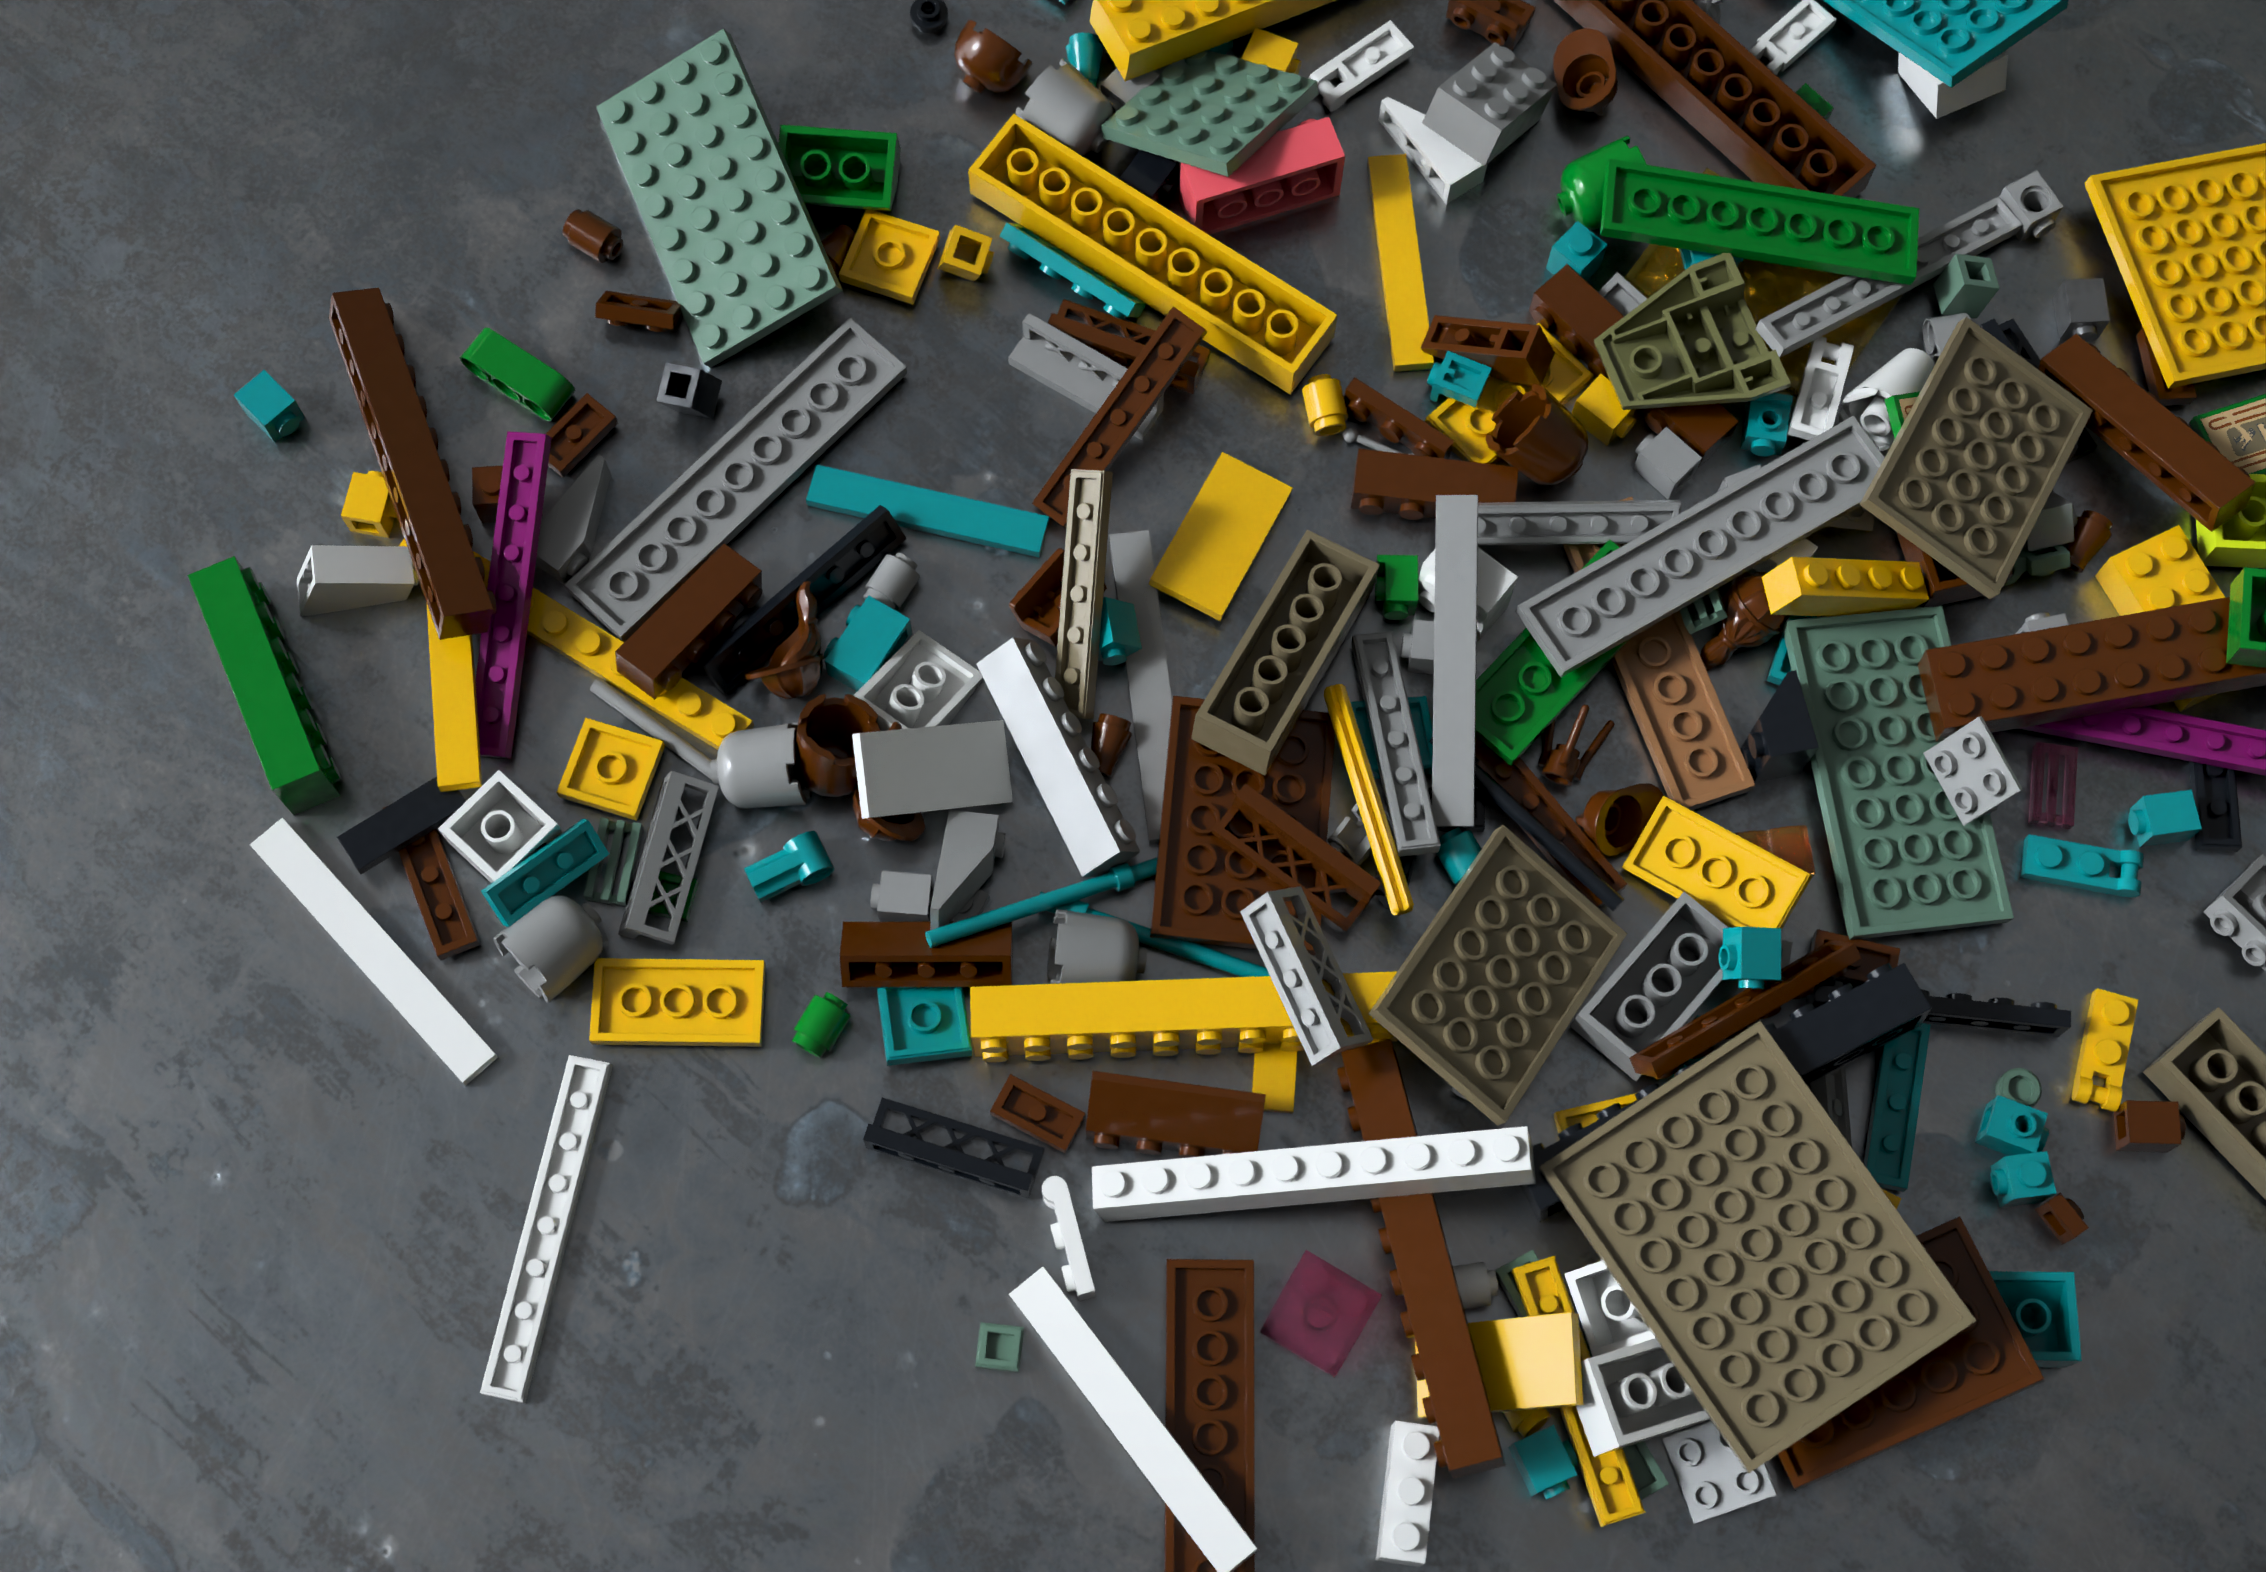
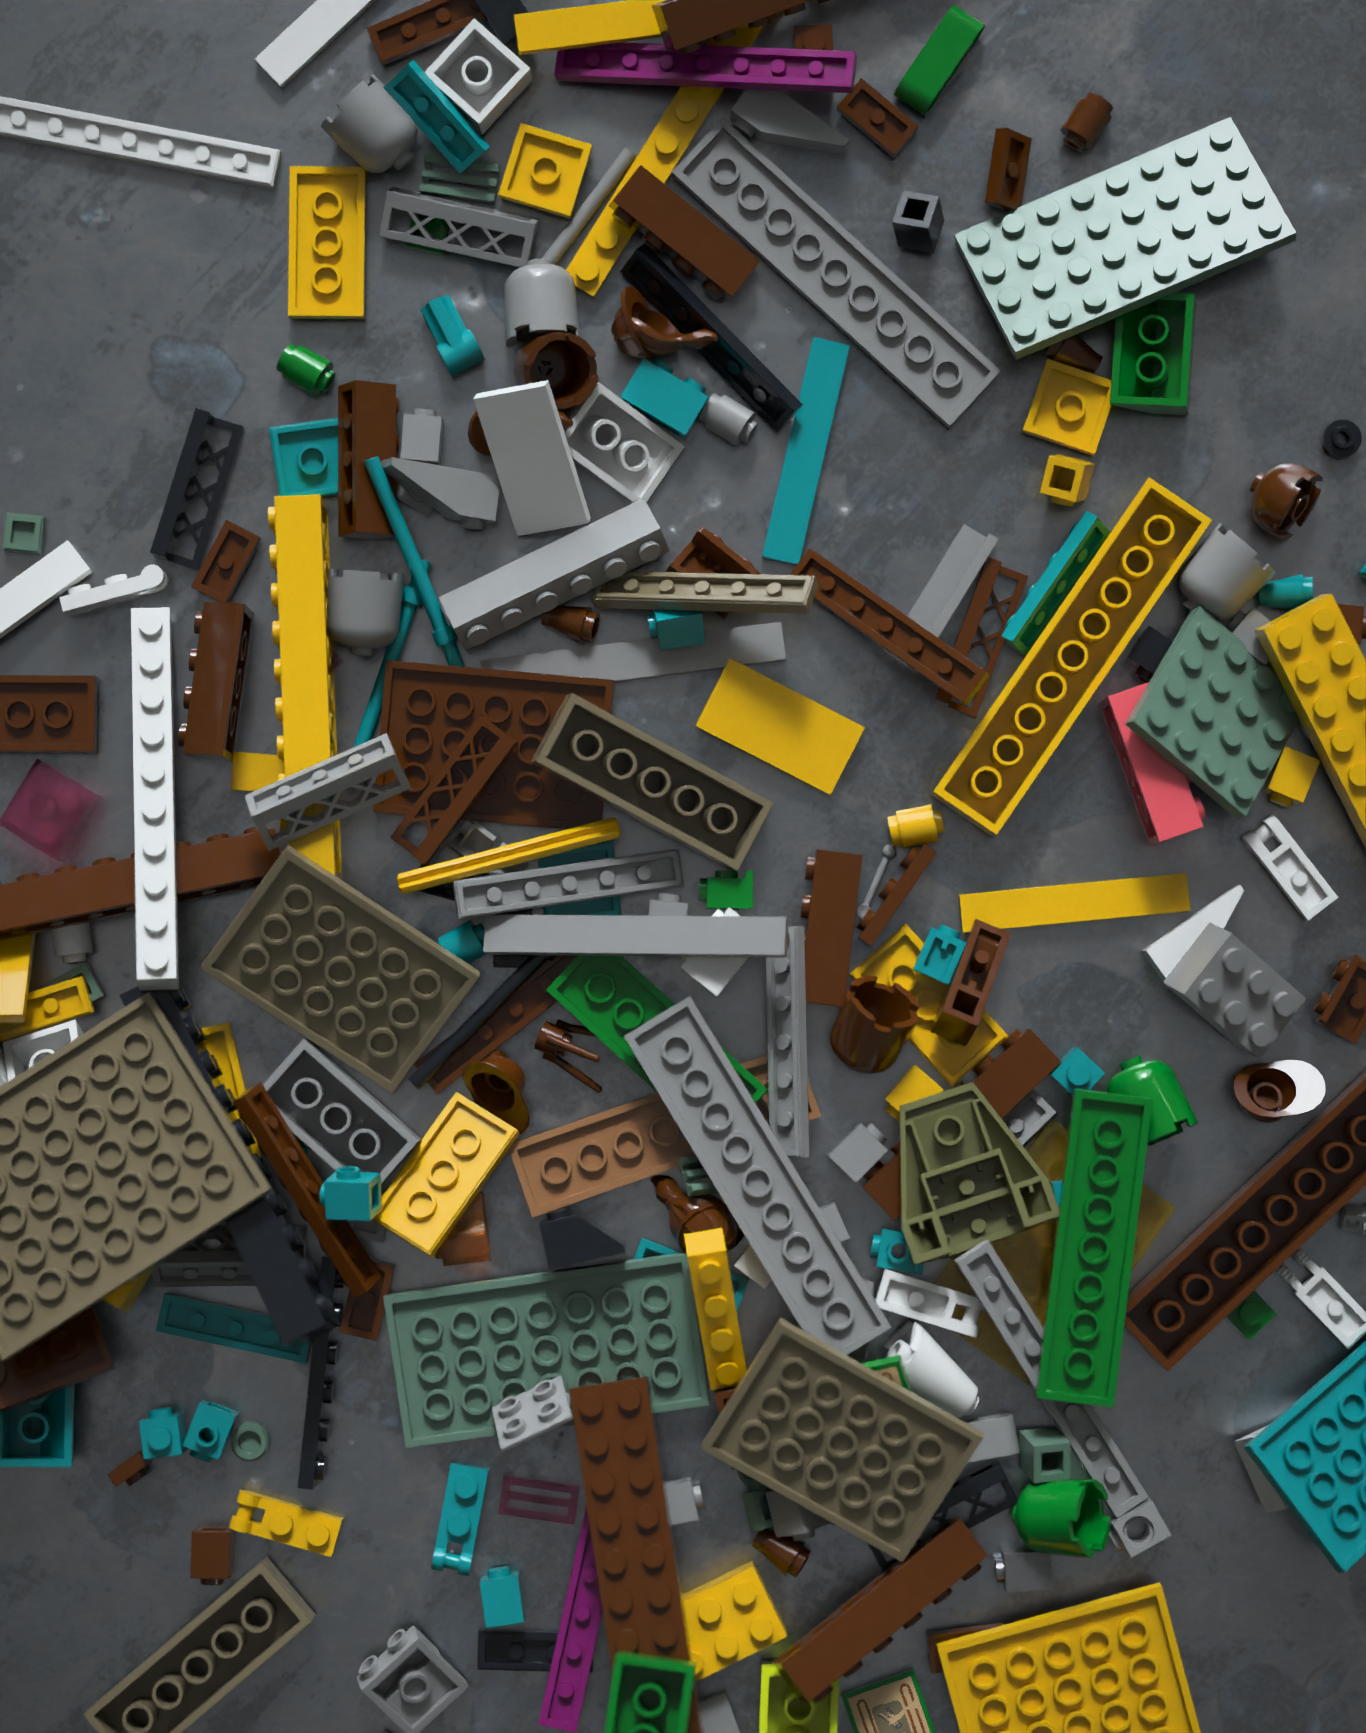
camera: 95 degrees right, 15 degrees up
(2031, 268) = (1063, 1517): none -> green cylinder

